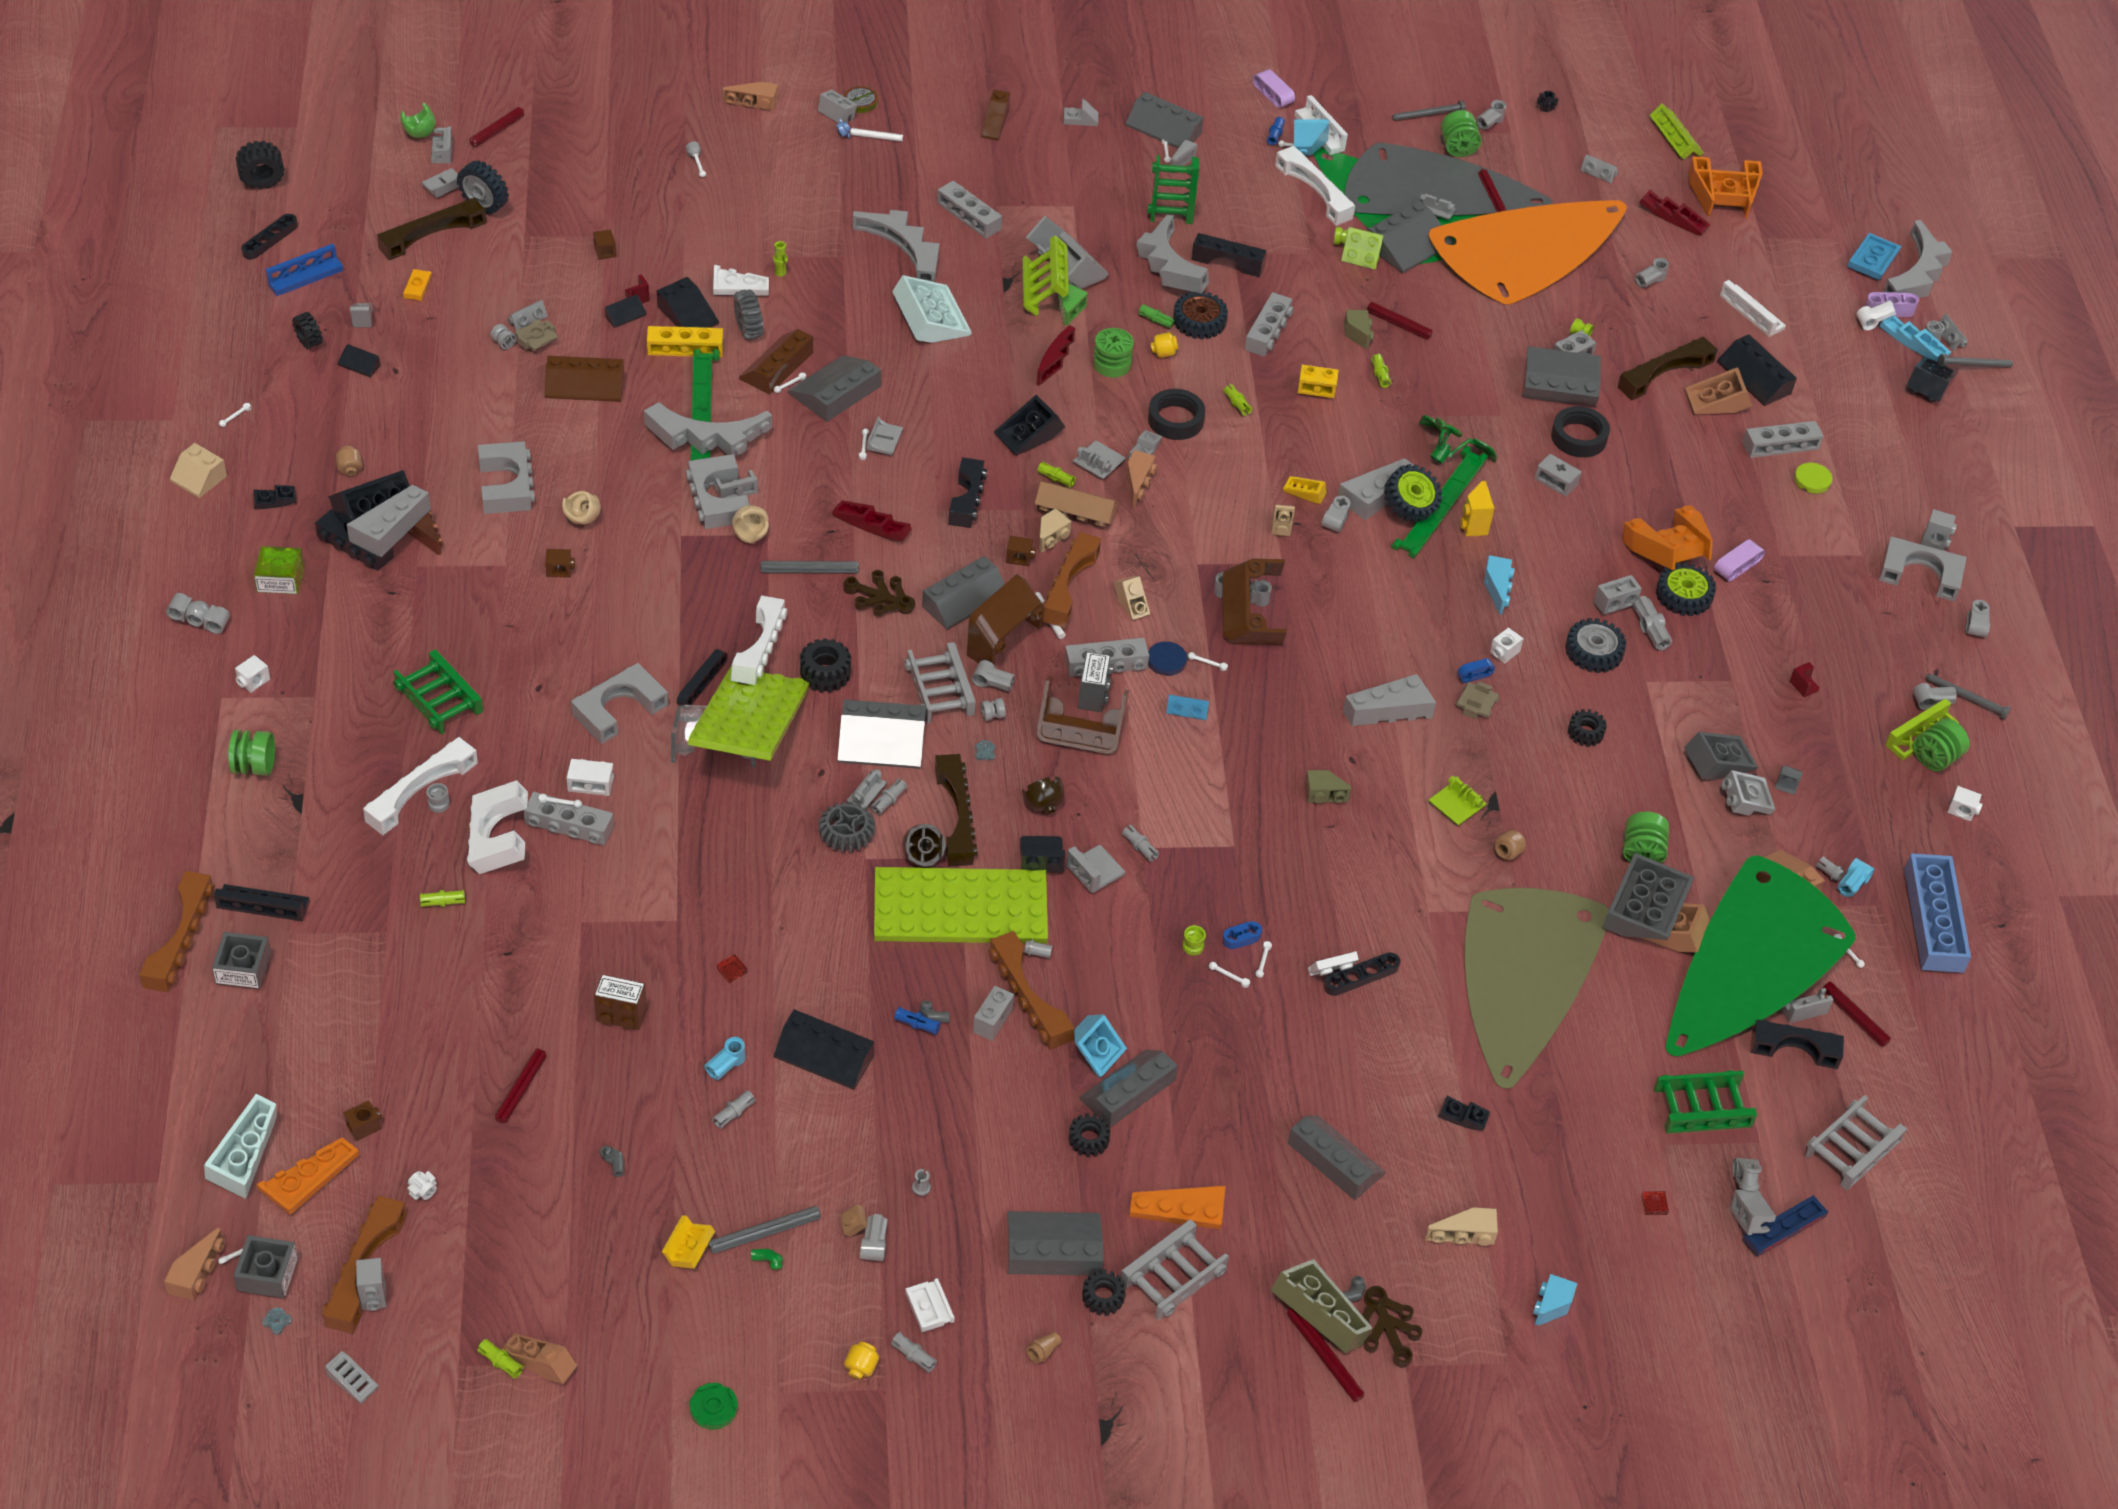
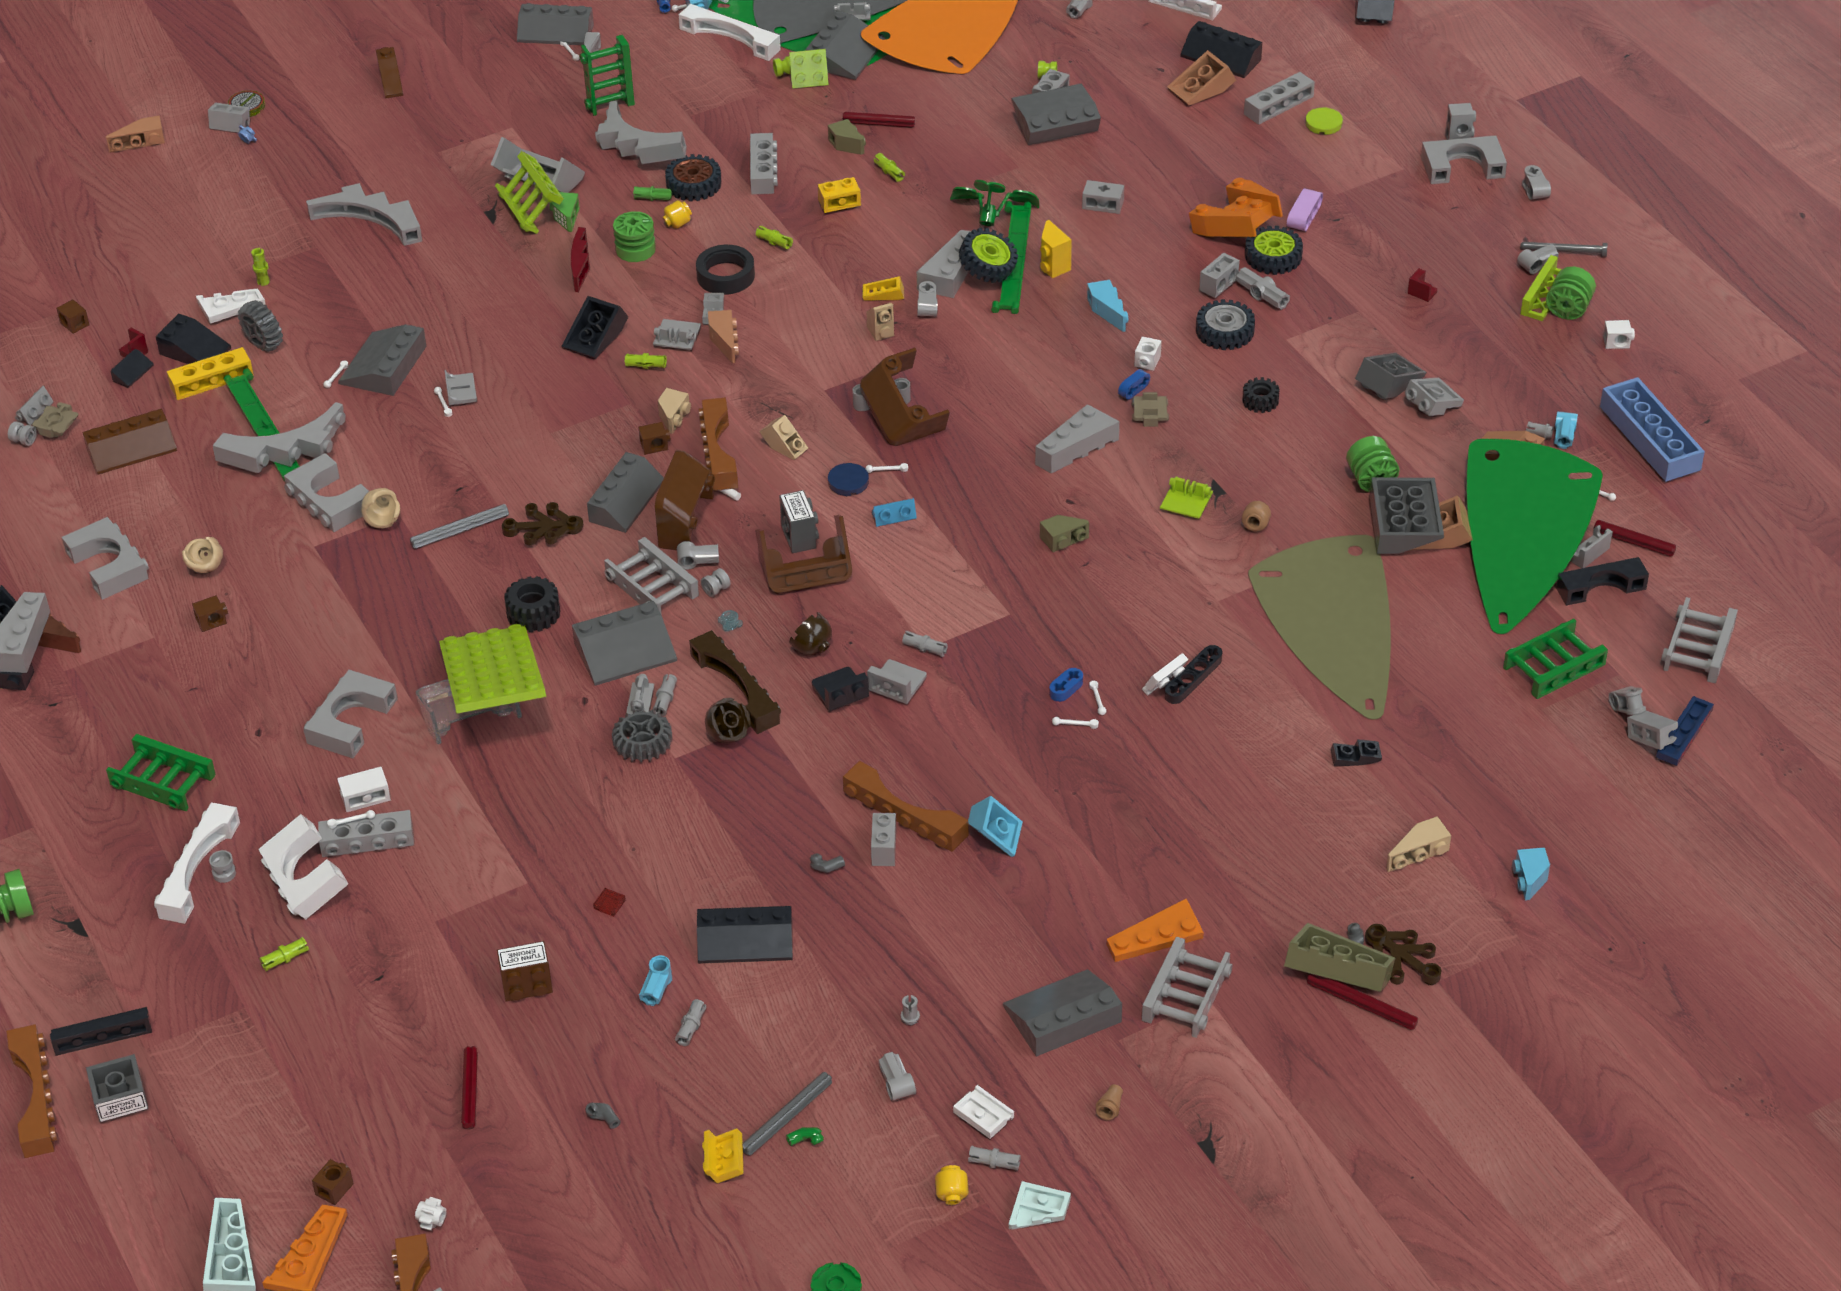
camera: 20 degrees left, 5 degrees down
(694, 150) = (109, 203): light grey hinge -> none
(702, 678) = (418, 661): black beam -> none
(744, 486) = (345, 482): light grey hinge -> none
(750, 663) = (463, 626): white arch -> none
(779, 361) = (313, 358): reddish brown slope -> none
(853, 1220) = (867, 1069): medium nougat plate -> none
(867, 519) = (492, 465): dark red slope -> none
(875, 134) = (282, 129): white bar -> none
(917, 1020) = (815, 875): blue pin -> none
(924, 1414) = (1038, 1206): none -> light aqua wing
(930, 310) = (433, 262): light aqua slope -> none
(959, 904) = (789, 762): lime plate -> none
(963, 508) = (567, 392): black arch -> none
(969, 209) = (416, 162): light grey brick -> none
(1038, 949) = (889, 769): light grey pin -> none
(1076, 503) = (681, 377): medium nougat slope -> none
(1085, 116) = (473, 46): light grey slope -> none
(1091, 1124) = (1032, 897): black tyre -> none
(1103, 1304) = (1135, 1044): black tyre -> none
(1125, 655) = (816, 485): light grey brick -> none
(1131, 1086) = (1047, 850): dark grey slope -> none
(1194, 940) = (1027, 705): lime wheel -> none
(1249, 258) = (709, 113): black arch -> none
(1334, 1156) = (1266, 835): dark grey slope -> none
(1578, 447) = (1100, 168): black tyre -> none
(1655, 1203) = (1564, 758): clear red tile -> none
(1691, 355) = (1159, 56): dark brown arch -> none
(1789, 779) = (1459, 370): dark grey slope -> none

